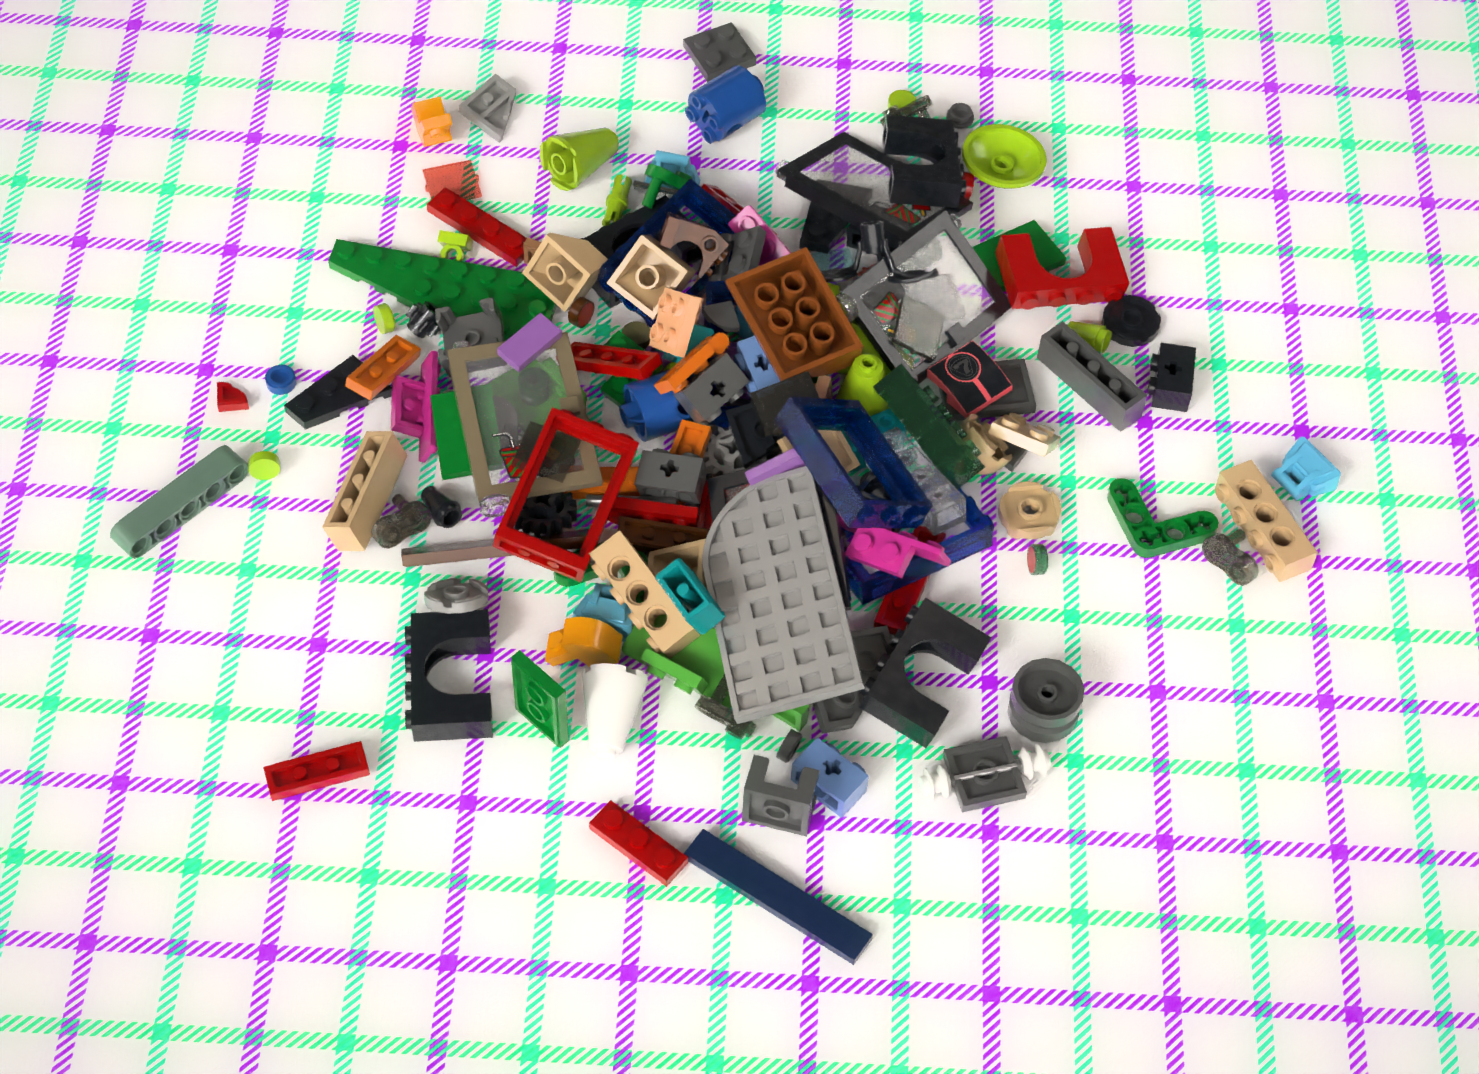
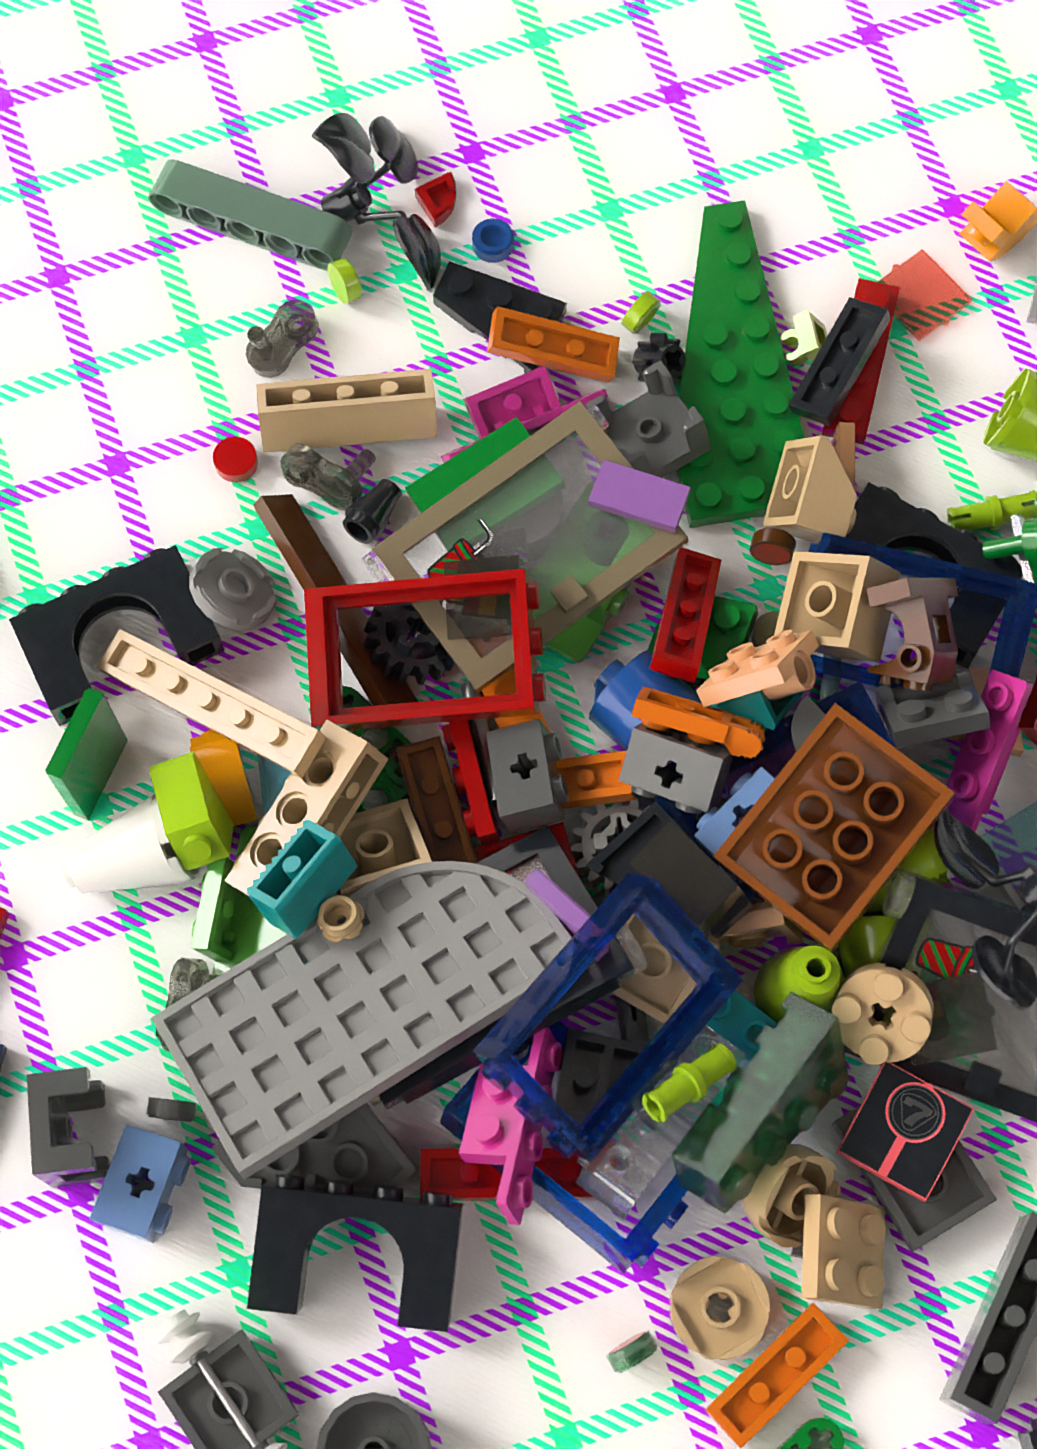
camera: 70 degrees right, 15 degrees up
(209, 437) = (352, 150): none -> black plant
(288, 522) = (274, 347): none -> clear smoke piece
(357, 572) = (235, 459): none -> red tile
(483, 228) = (839, 361): none -> black plate
(535, 623) = (212, 703): none -> plate
(611, 647) = (191, 811): none -> lime slope
(720, 581) = (332, 911): none -> tan plate
(907, 445) = (689, 1082): none -> lime pin
(914, 338) = (888, 986): none -> tan plate
(1078, 498) = (776, 1375): none -> orange plate

